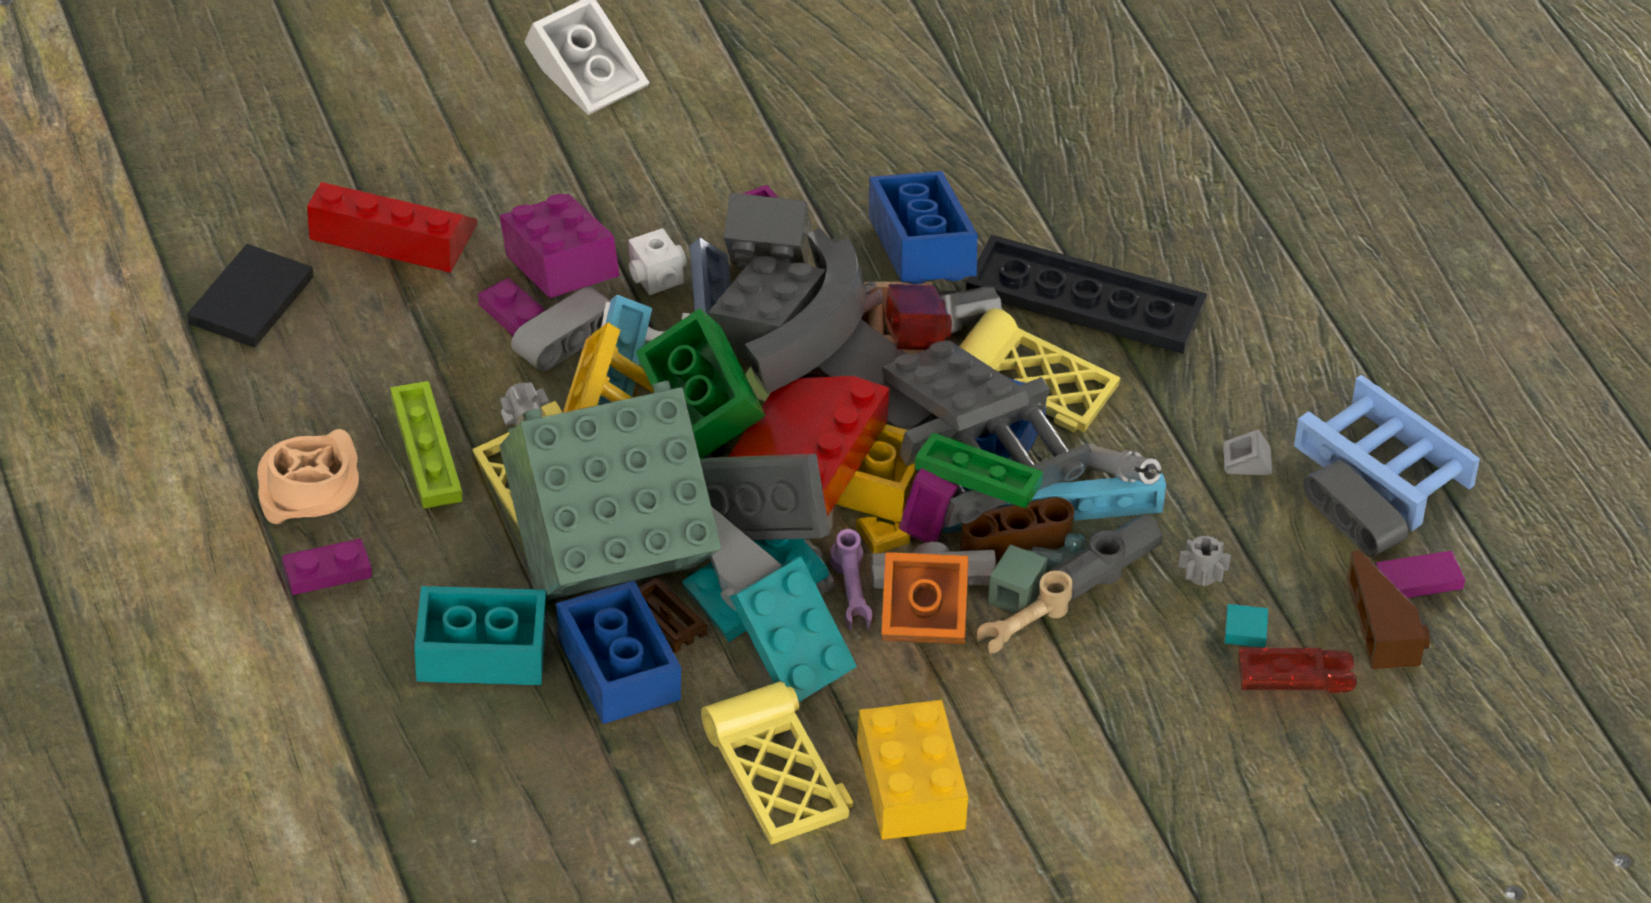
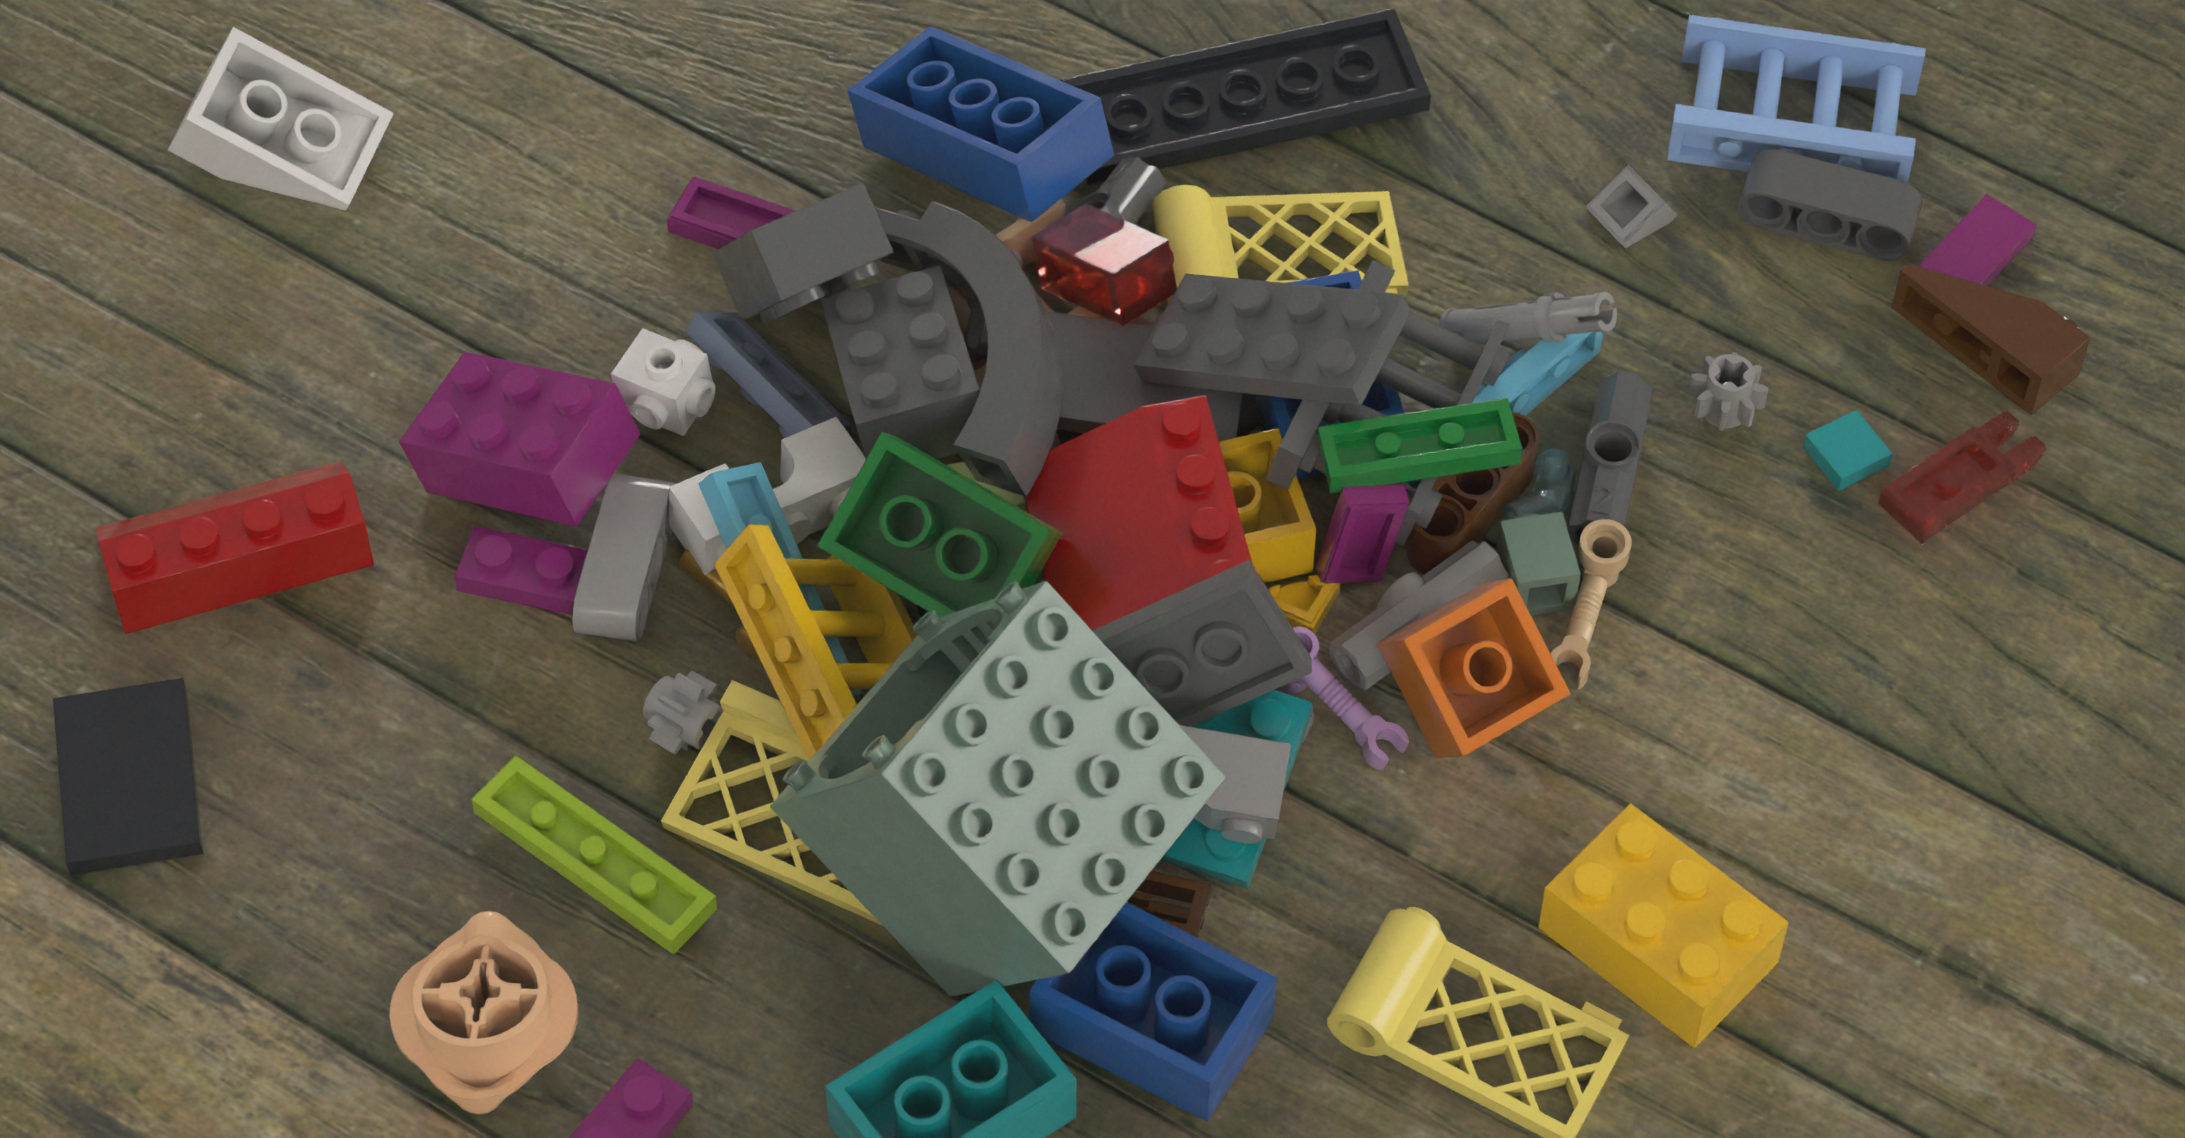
camera: 35 degrees left, 10 degrees up
(793, 629) = (1356, 822): teal plate -> none

